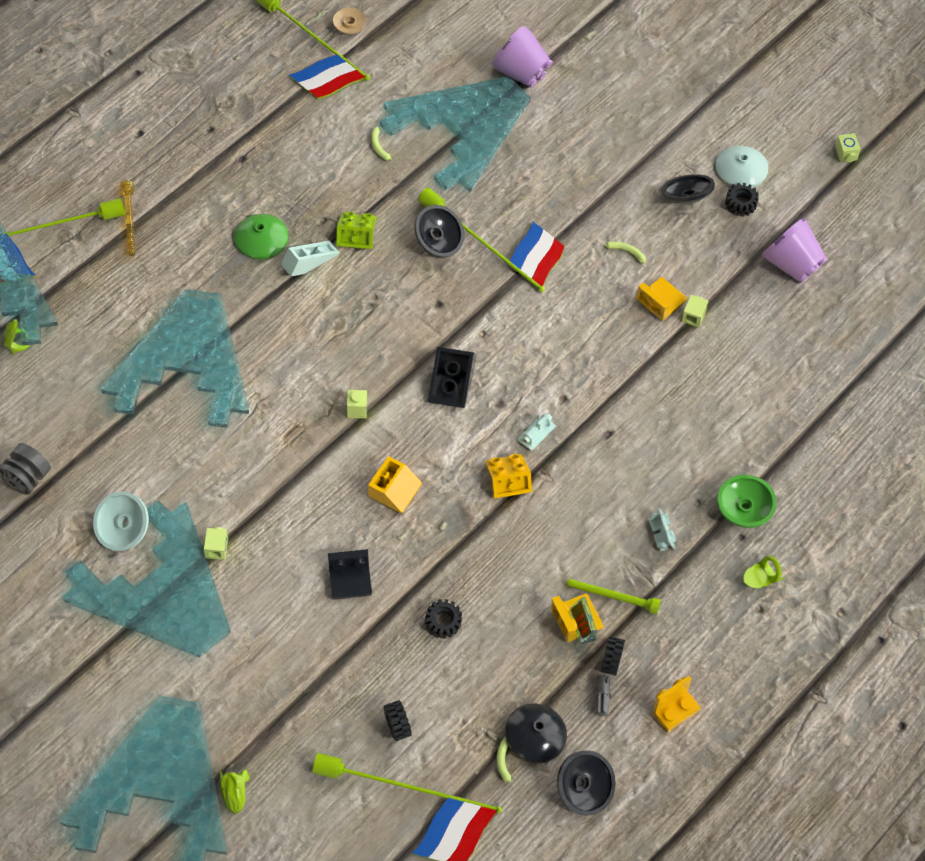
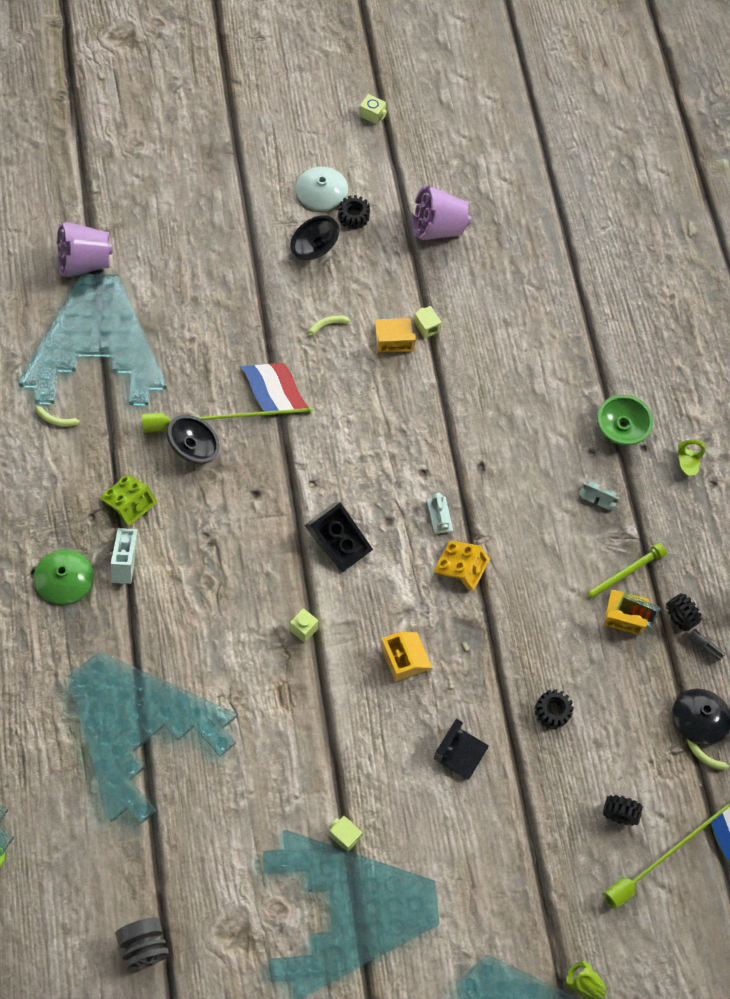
camera: 55 degrees left, 5 degrees up
(111, 520) = (266, 910): light aqua dish -> none

